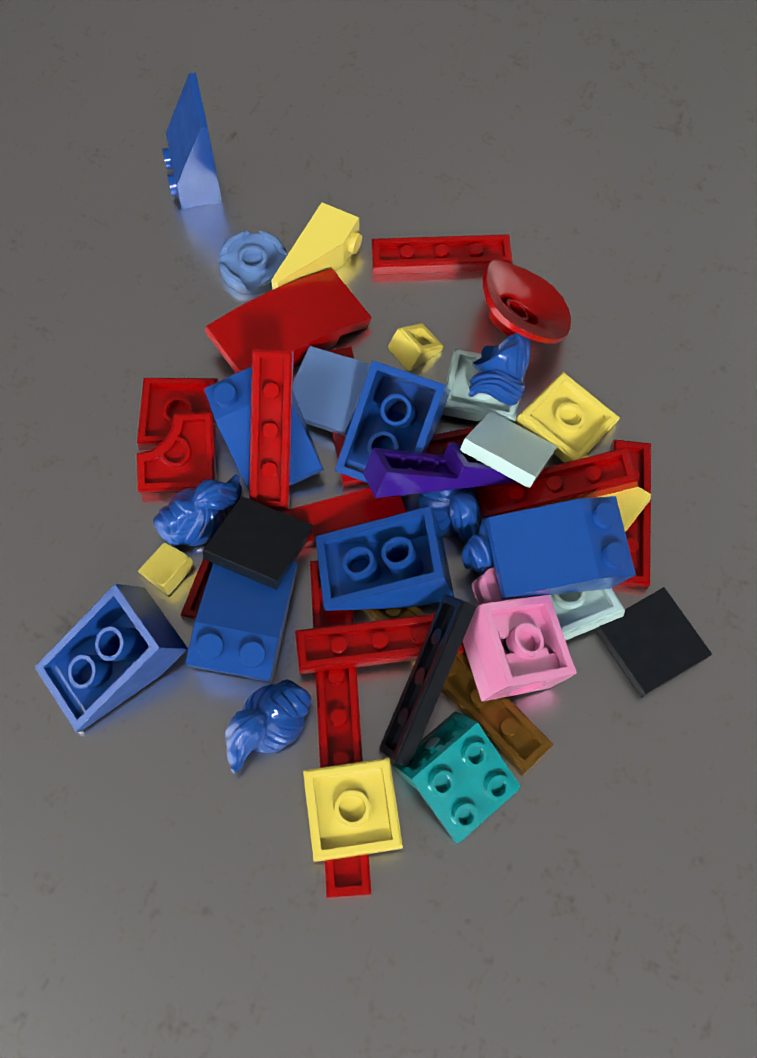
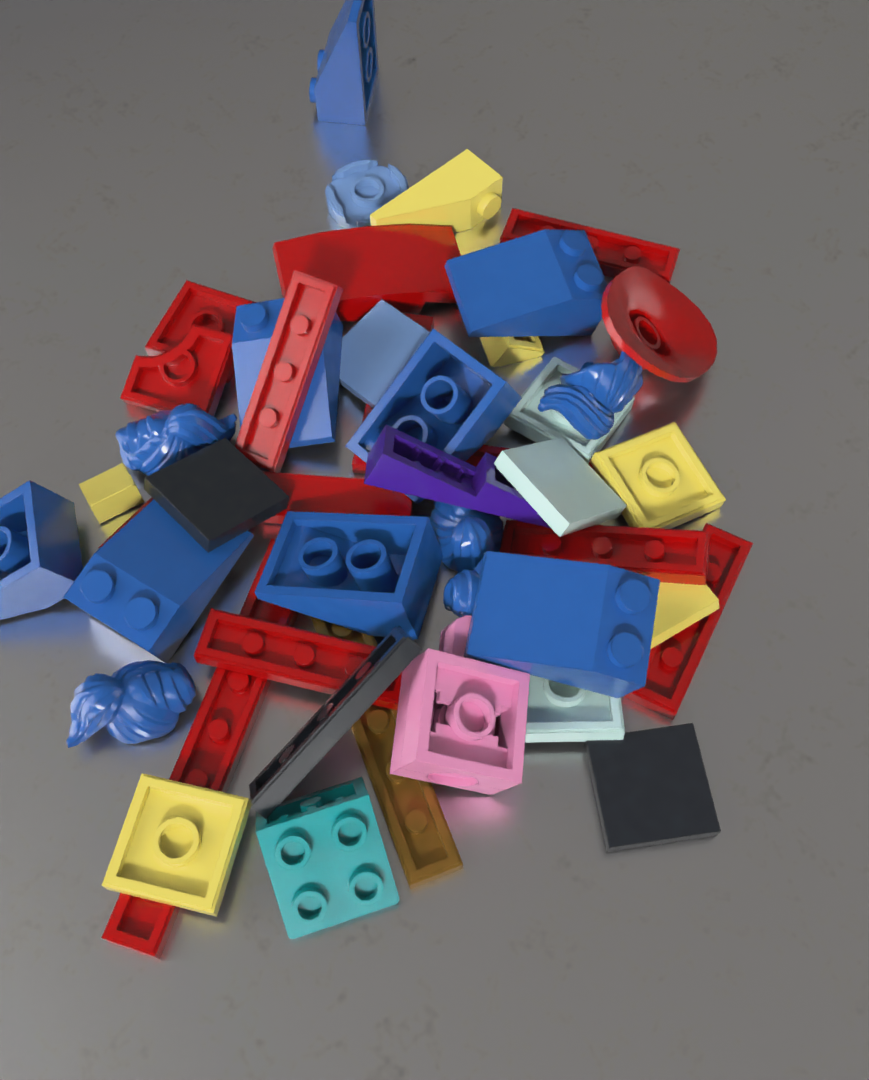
camera: 25 degrees right, 5 degrees down
(418, 300) = (530, 286): none -> blue slope

